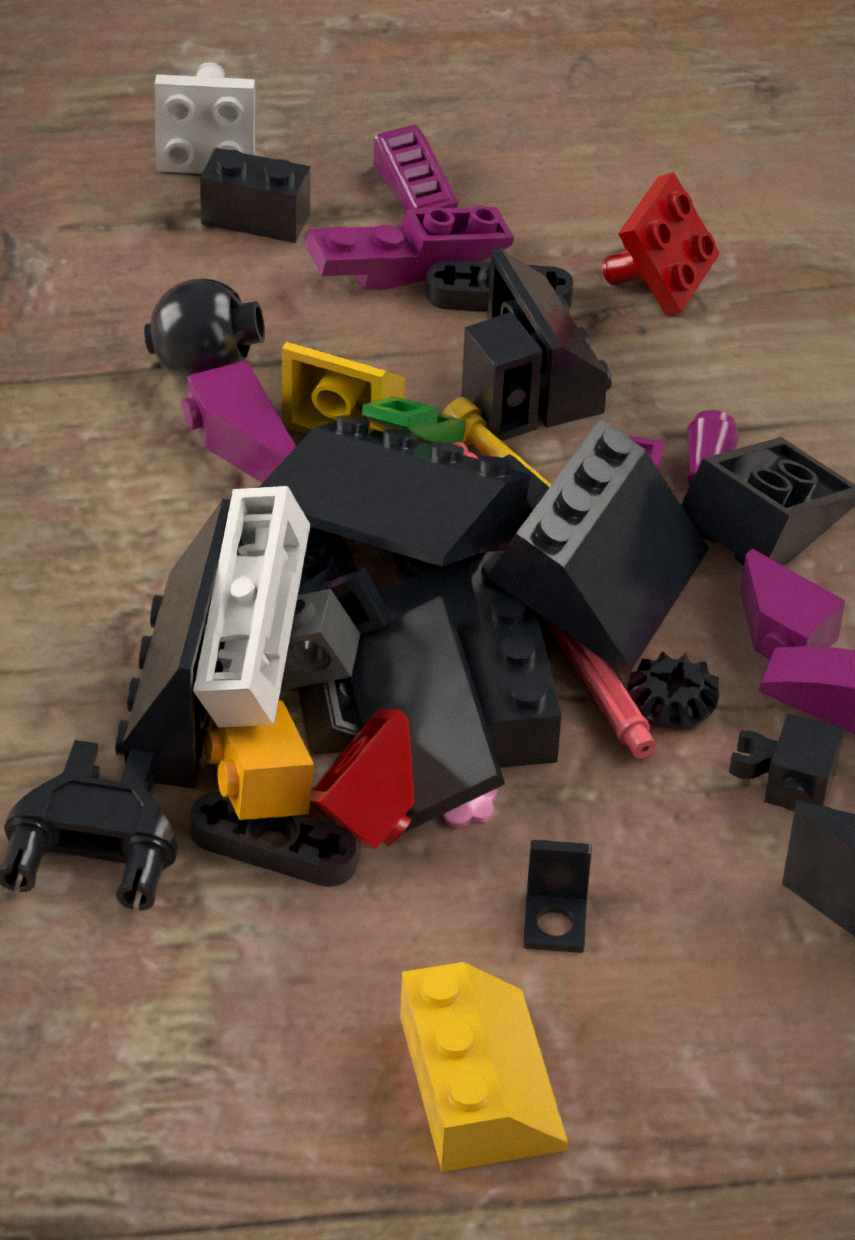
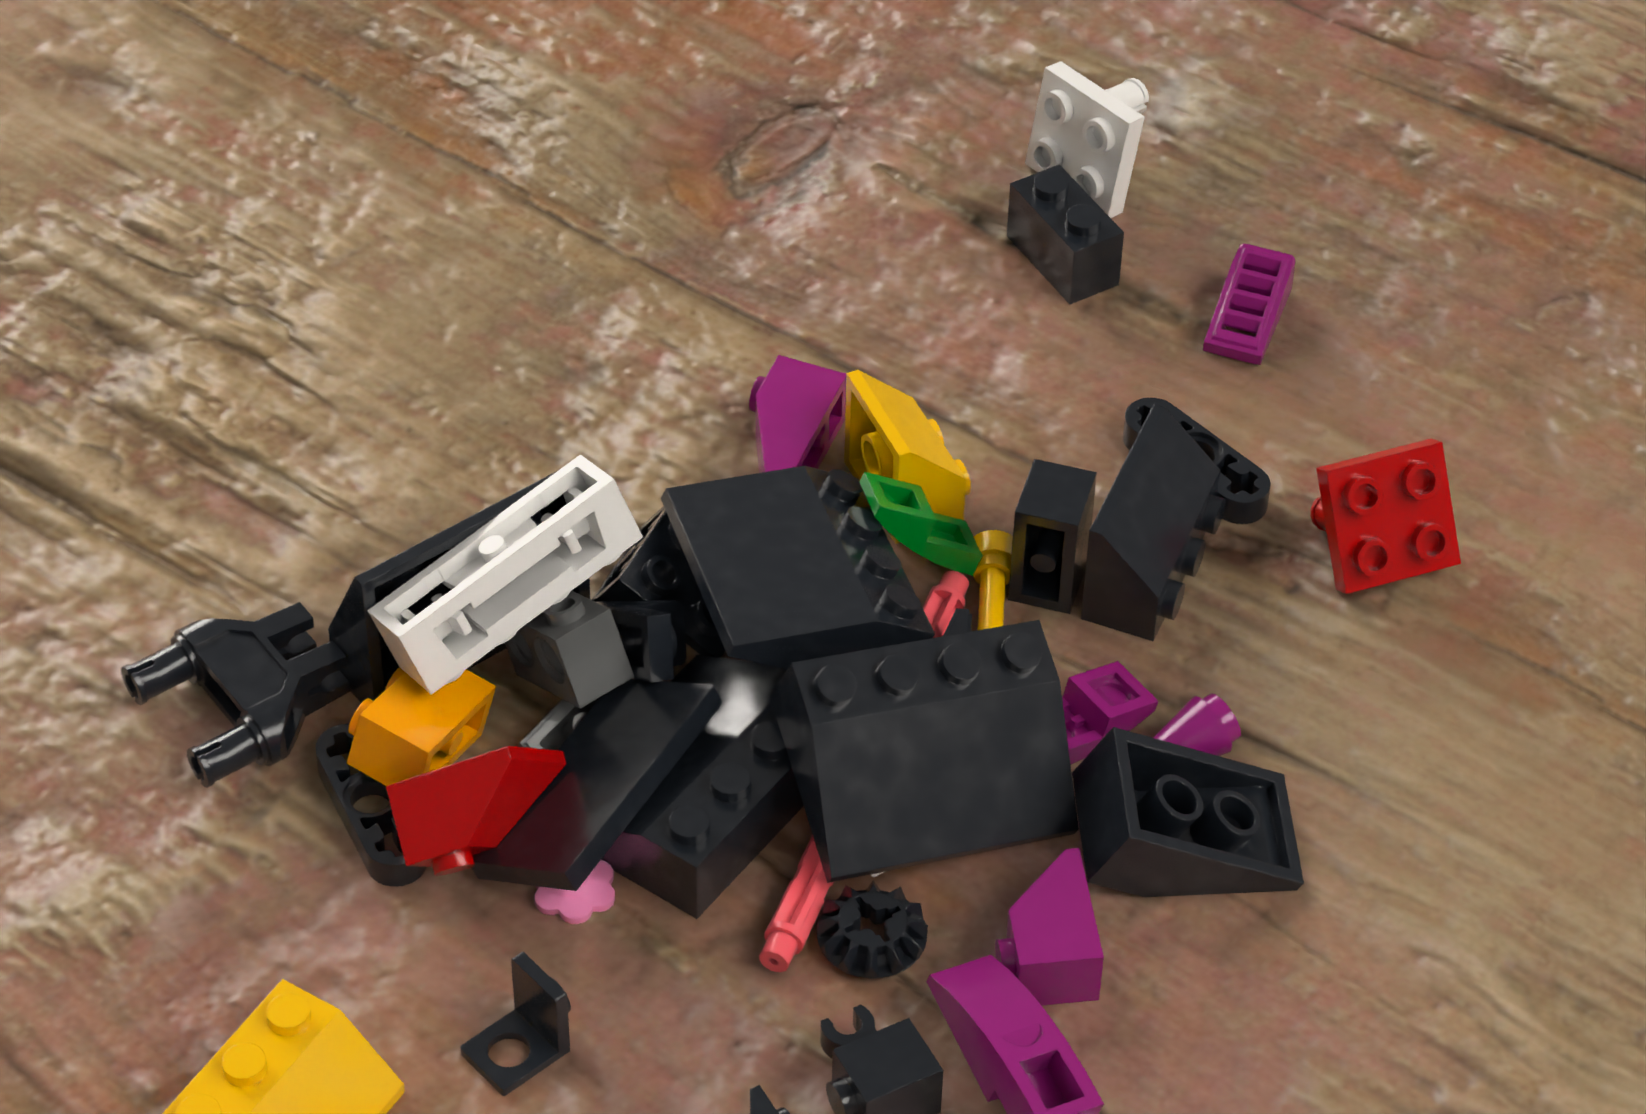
camera: 45 degrees right, 0 degrees up
(202, 327) = (847, 320): black brick -> none
(402, 254) = (1130, 366): magenta slope -> none

